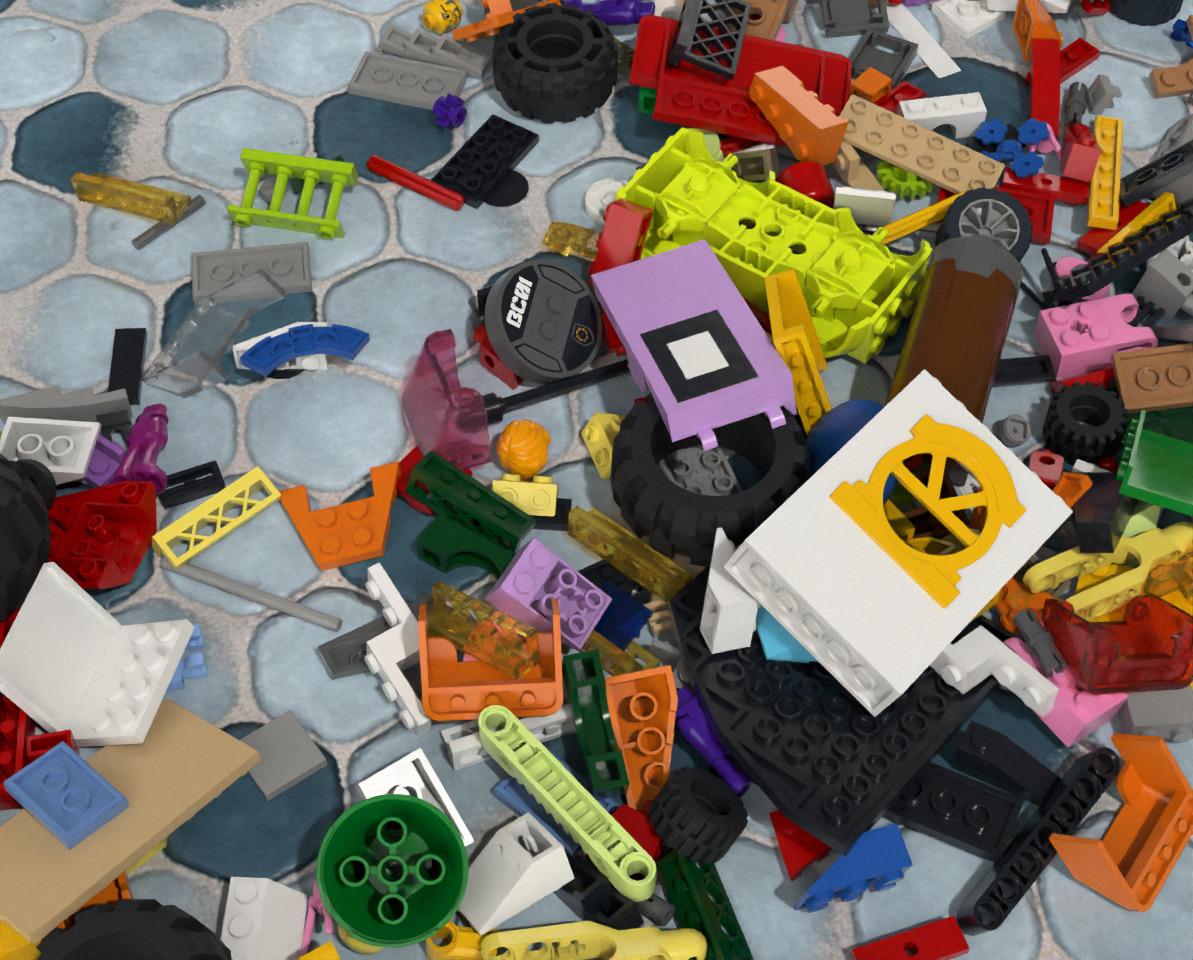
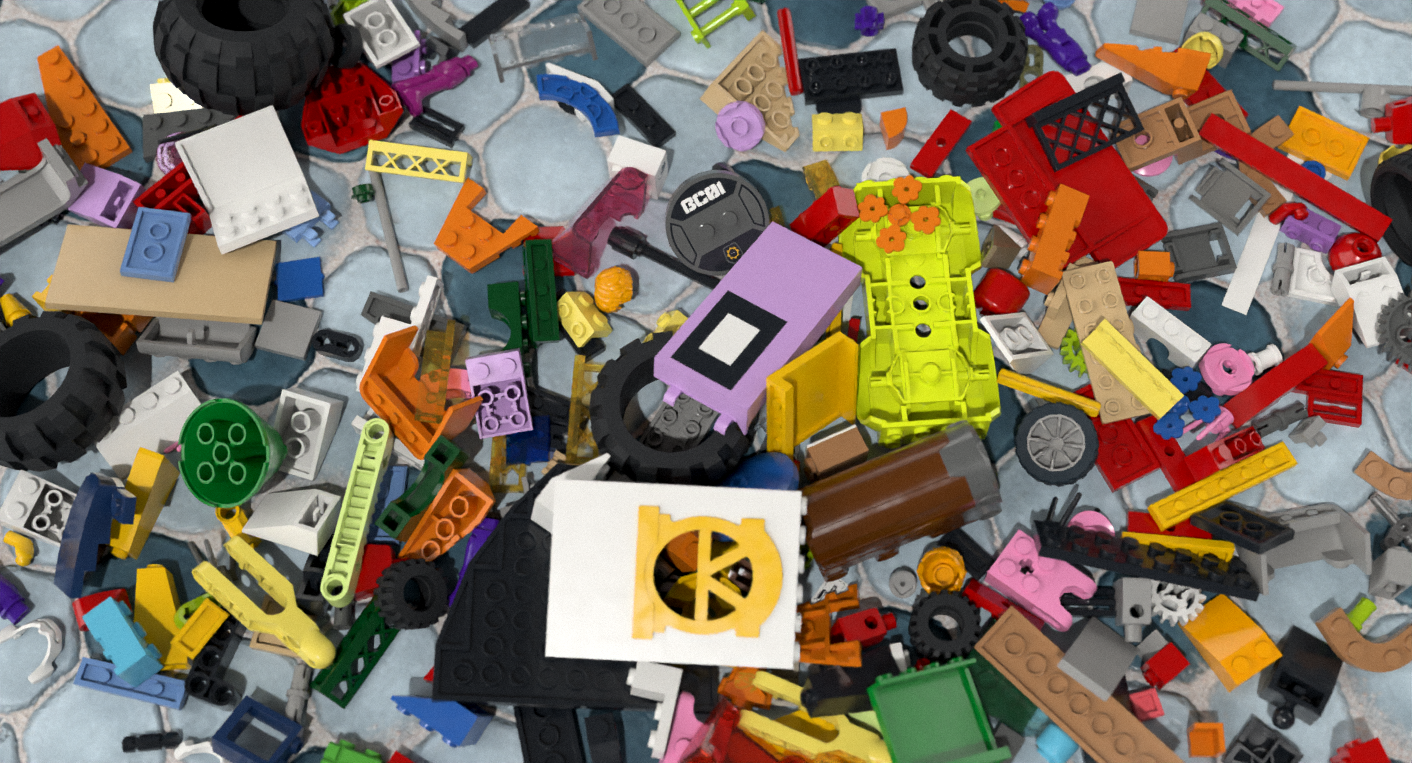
camera: 55 degrees right, 15 degrees up
(197, 589) = (363, 193): none -> dark green plate
(206, 841) = (198, 340): none -> light grey container
(233, 707) = (299, 279): none -> blue piece
(342, 722) = (335, 351): none -> black beam
(376, 322) = (642, 116): none -> black tile
(405, 339) = (642, 157): none -> white brick
(427, 235) = (759, 80): none -> tan slope
(456, 253) = (740, 125): none -> lavender tile
(531, 199) = (837, 132): none -> light yellow bracket
(568, 161) = (893, 126): none -> orange brick
(617, 143) = (947, 135): none -> red tile
(682, 181) = (899, 214): none -> orange plant
(858, 375) = (835, 454): none -> medium nougat piece
(944, 23) = (1283, 269): none -> light grey pin
(960, 146) = (1132, 369): none -> light yellow fence
(1007, 105) = (1215, 376): none -> bright pink plate
(1015, 75) = (1267, 358): none -> white bush
(1029, 392) = (941, 570): none -> light orange hair
(1039, 642) = (694, 716): dark grey pin -> none
(1109, 68) = (1338, 400): none -> red tile

